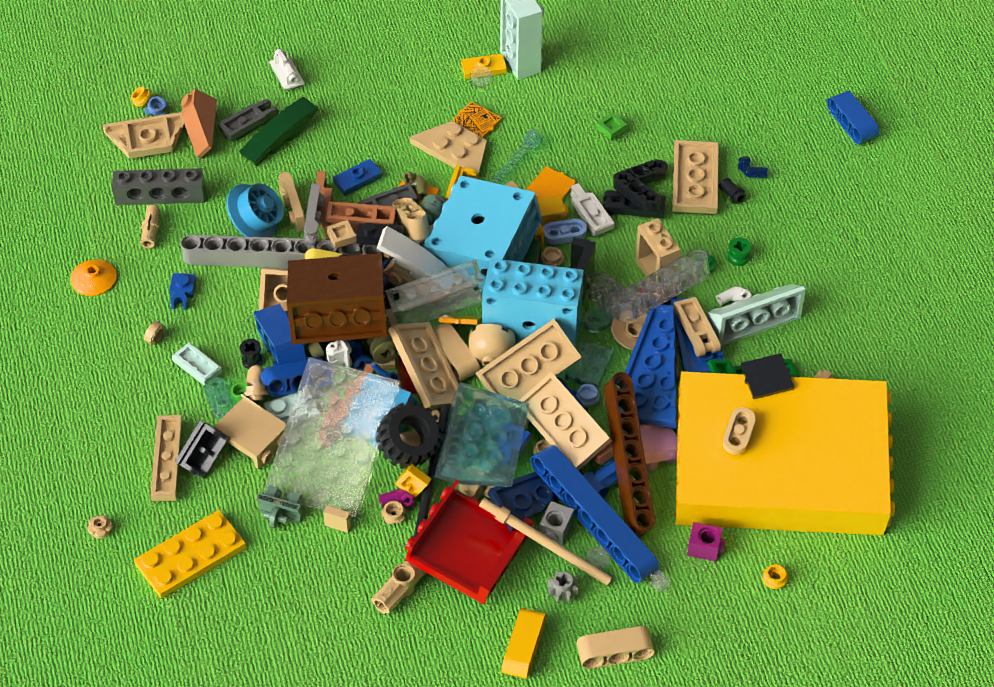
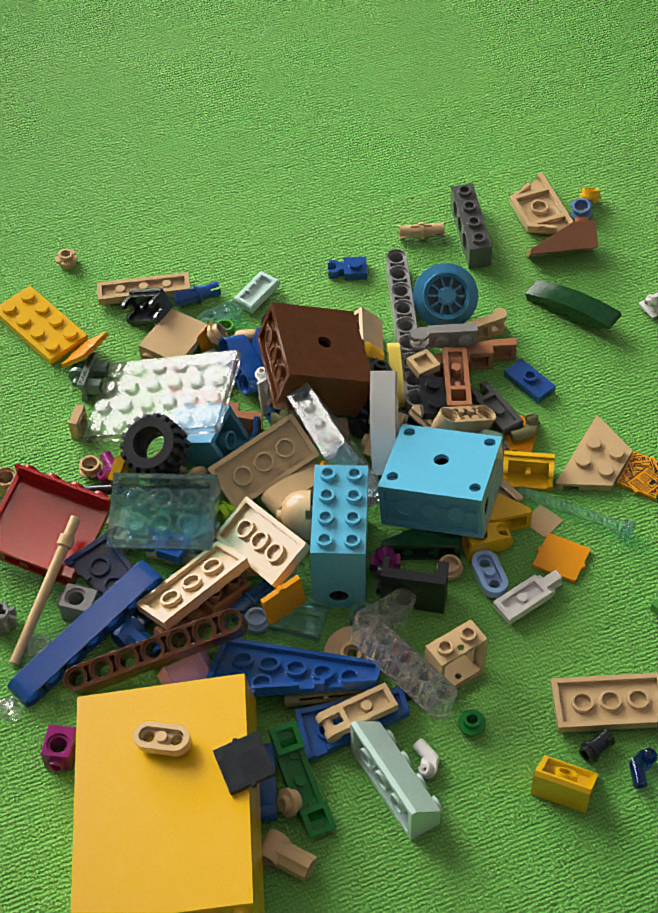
camera: 85 degrees right, 0 degrees up
(93, 277) = (355, 206): light orange dish -> none
(154, 332) = (288, 255): tan tile -> none
(187, 410) = (197, 294): none -> blue axle
(247, 119) = (584, 279): dark grey hinge -> none
(247, 506) = (84, 350): none -> light orange piece
(552, 209) = (513, 555): yellow brick -> none
(590, 357) = (283, 600): none -> light orange piece
(627, 207) = (548, 642): black plate -> none
(633, 183) = (579, 633): black beam -> none
(738, 257) = (493, 765): green wheel -> none
(763, 213) = (564, 783): none -> yellow slope
(775, 571) = (16, 819): yellow plate -> none

